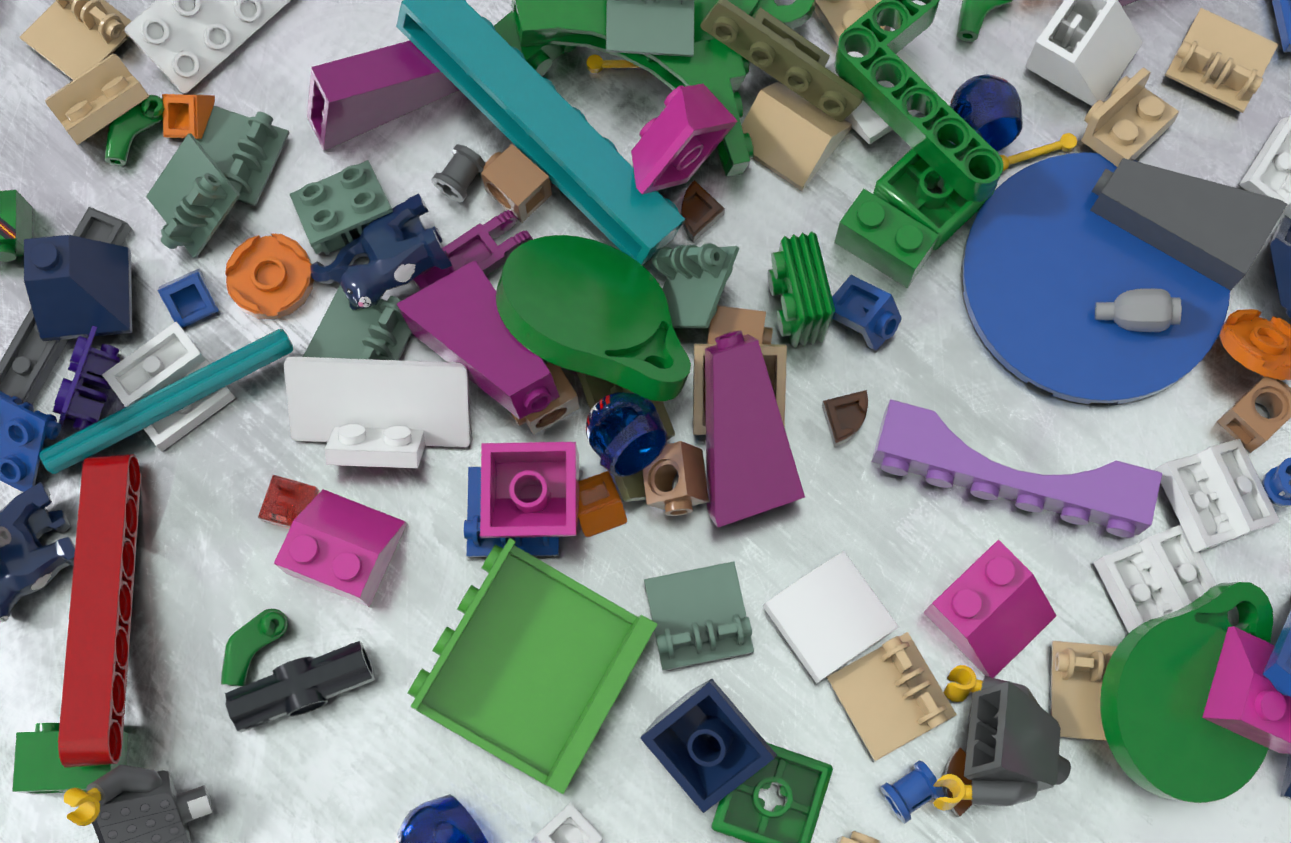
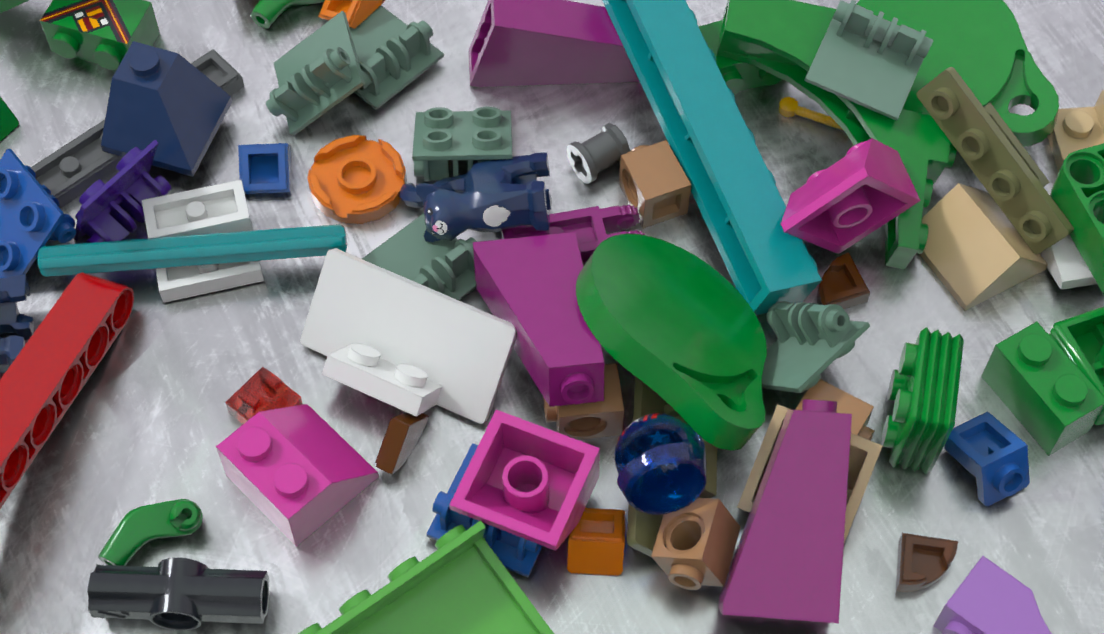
camera: 20 degrees right, 15 degrees down
(411, 491) = (400, 441): none -> reddish brown tile

